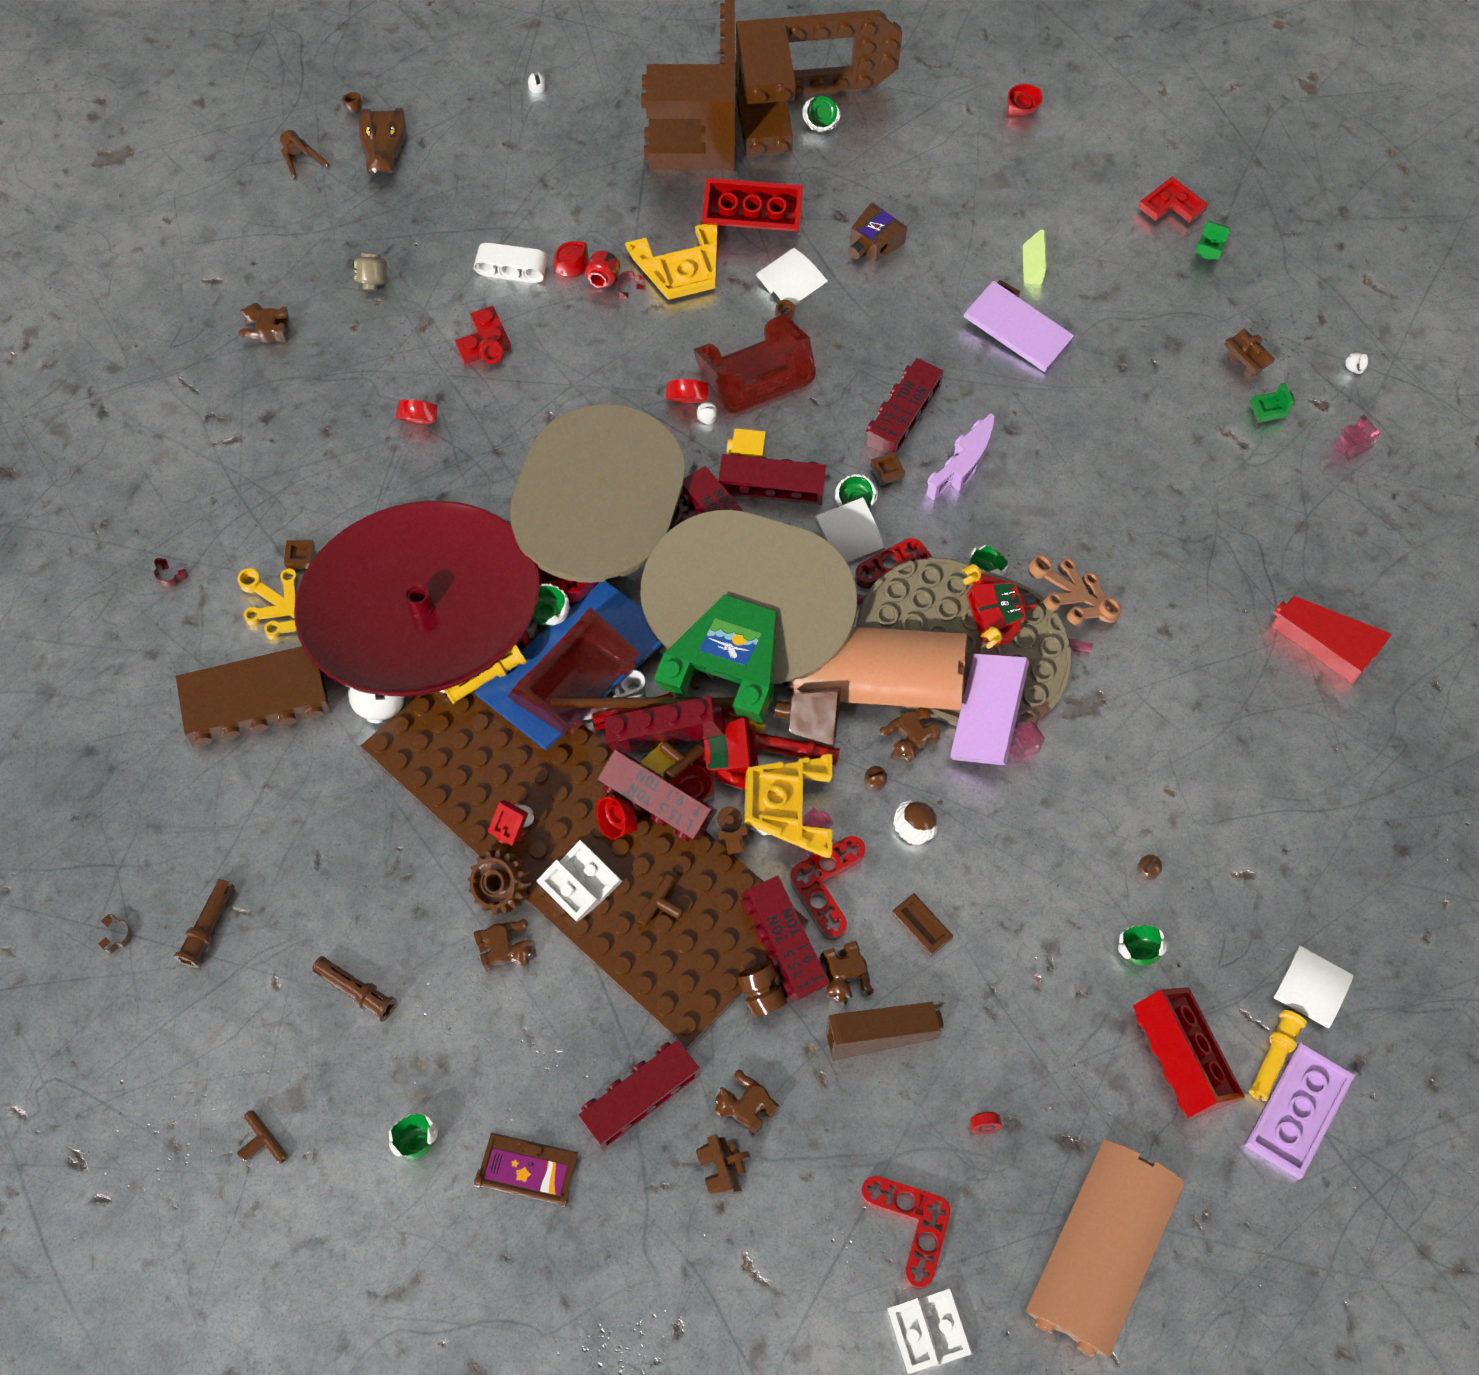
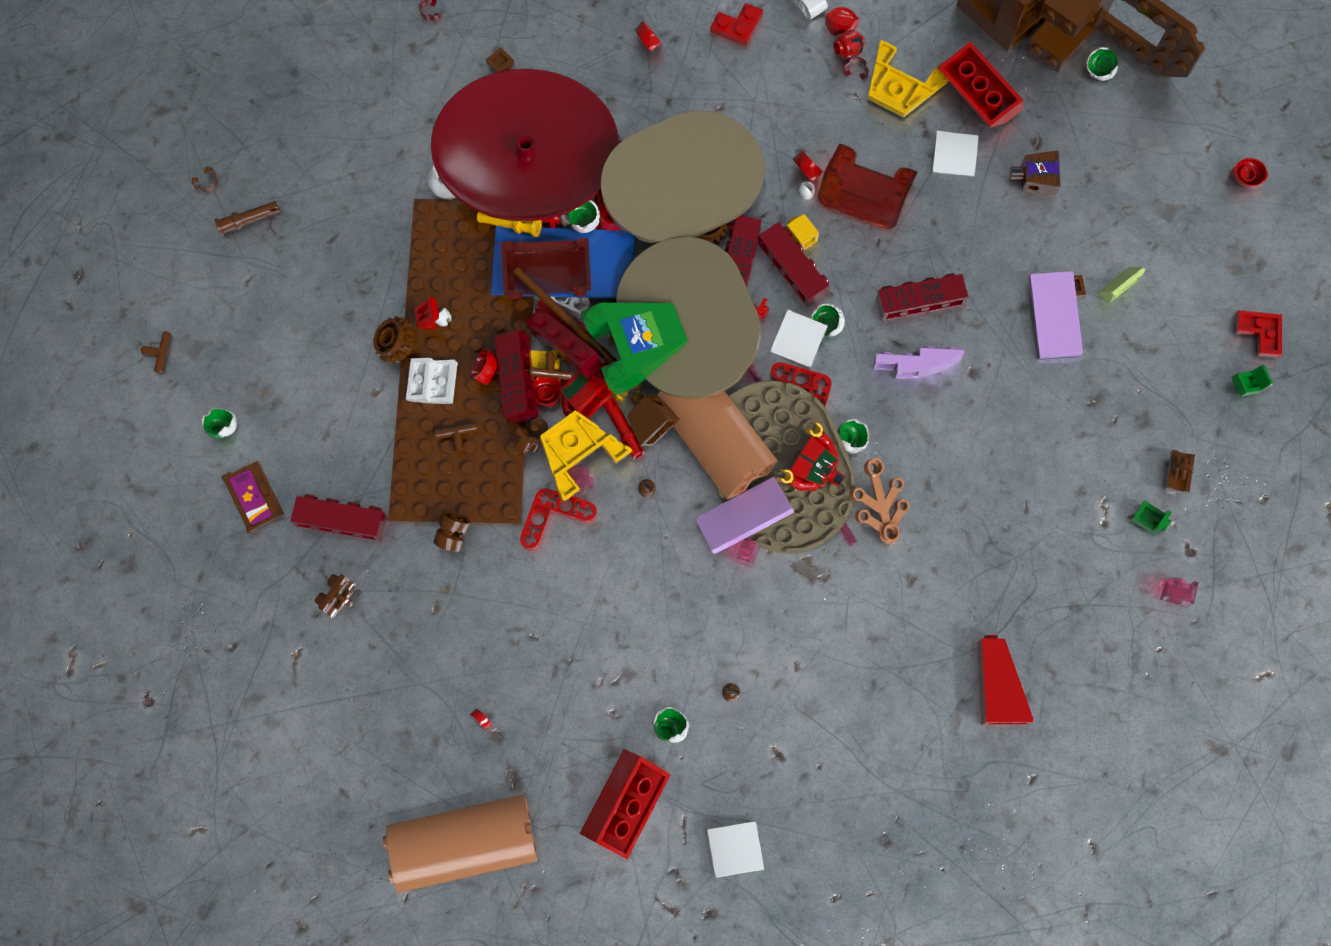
camera: 55 degrees right, 10 degrees up
(251, 696) = (390, 117): reddish brown brick -> none
(283, 605) = (462, 71): yellow plant -> none
(364, 994) = (275, 330): reddish brown pin -> none
(490, 351) = (729, 36): red tile -> none
(501, 949) = (360, 375): reddish brown animal -> none
(745, 1110) = (382, 581): reddish brown animal -> none
(782, 306) = (925, 166): reddish brown hinge -> none
(784, 939) = (491, 518): dark red brick -> none
(845, 969) = (502, 565): reddish brown animal -> none
(881, 1029) = (485, 616): reddish brown slope -> none
(887, 468) = (867, 323): reddish brown plate -> none
(915, 734) = (693, 489): reddish brown animal -> none
(915, 822) = (637, 533): hair -> none
(917, 1213) = (399, 724): red beam -> none
(922, 924) = (575, 589): reddish brown tile -> none
(930, 1331) = (336, 782): white slope -> none
(1282, 1043) = (679, 856): yellow pin -> none
(1299, 1110) = (646, 898): lavender tile -> none
(1356, 362) = (1246, 553): white hinge -> none

